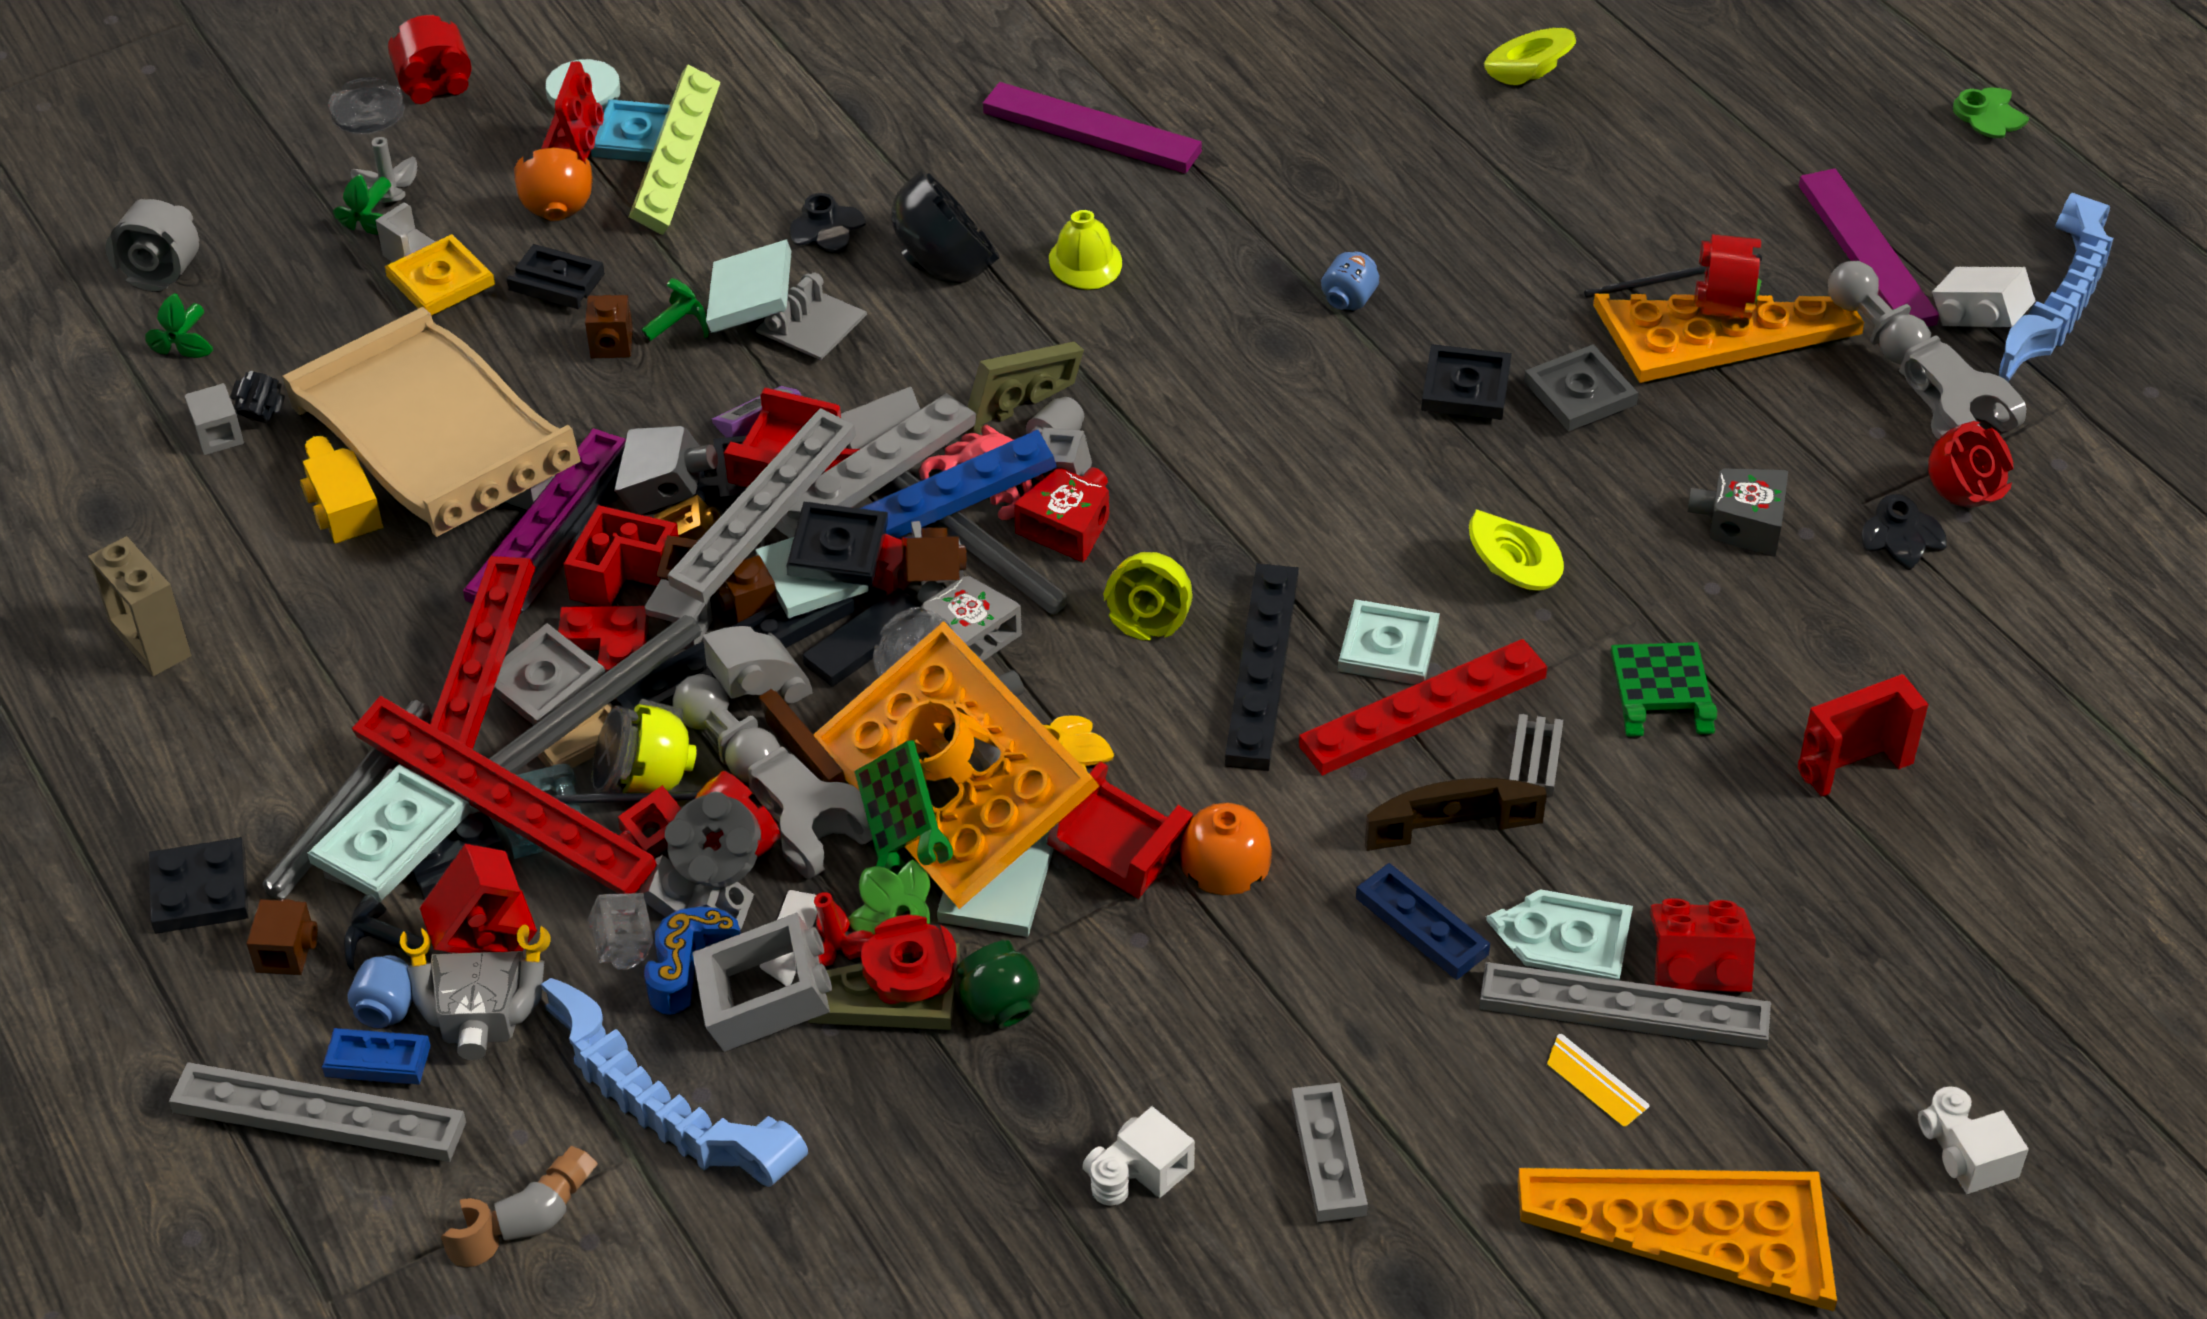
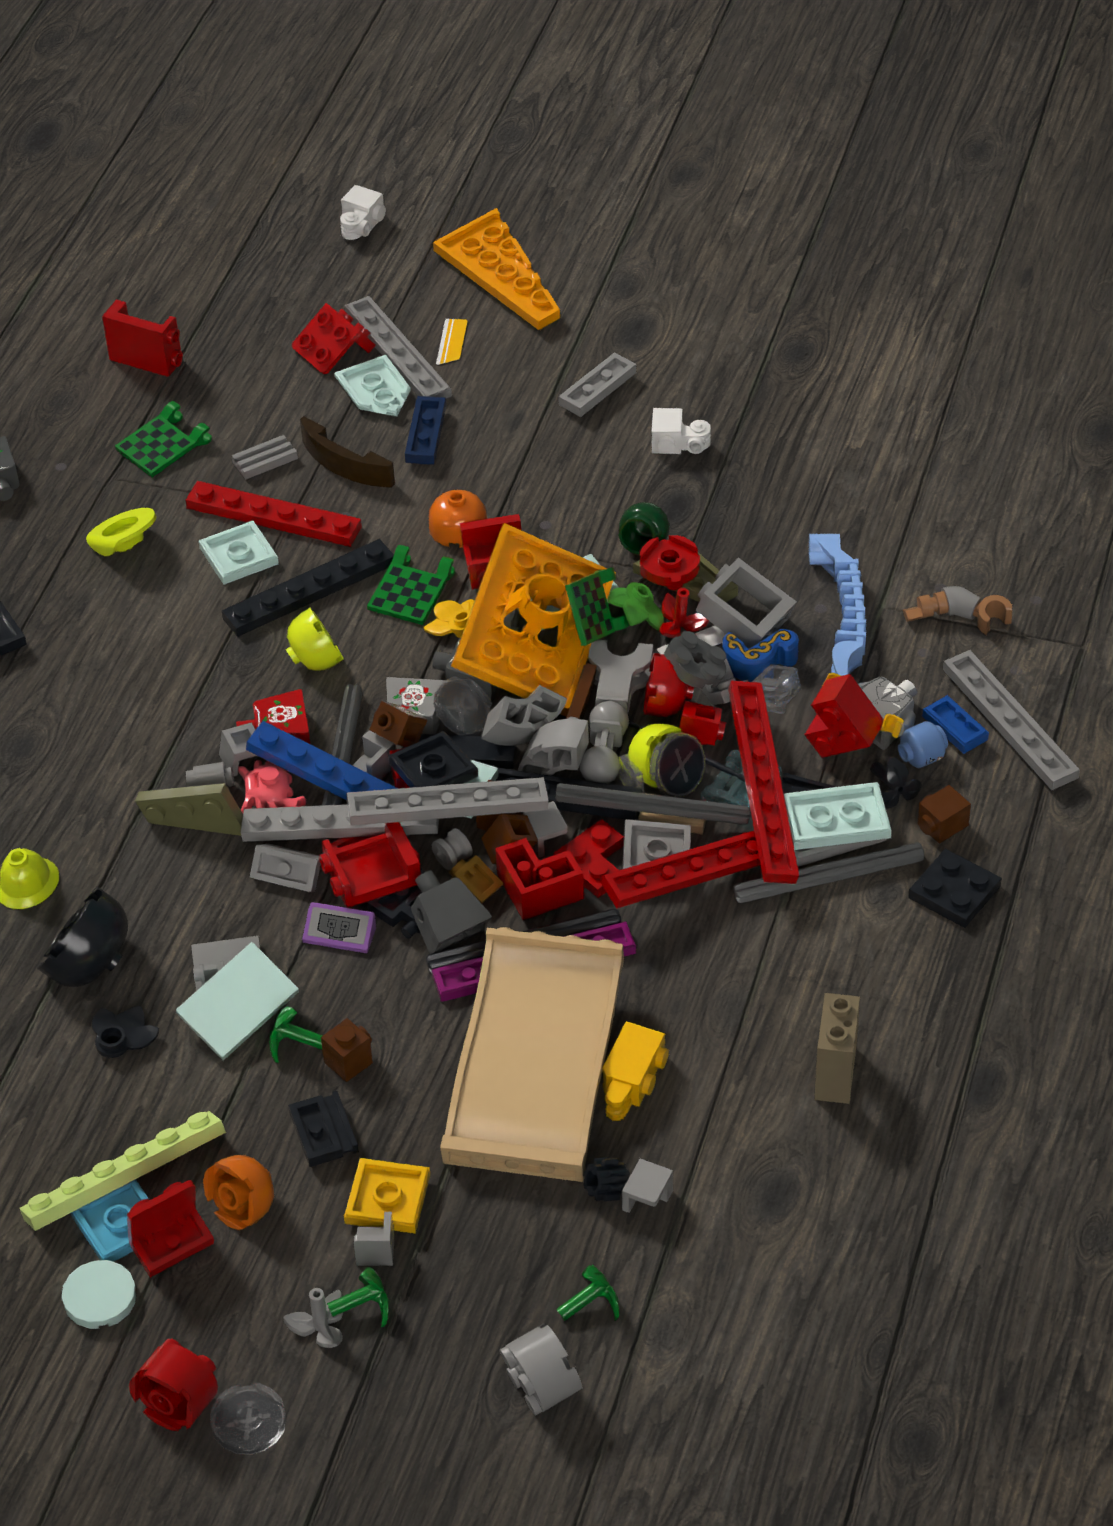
camera: 130 degrees left, 0 degrees up
(825, 665) = (518, 719): none -> light grey brick
(1162, 740) = (409, 591): none -> green flag

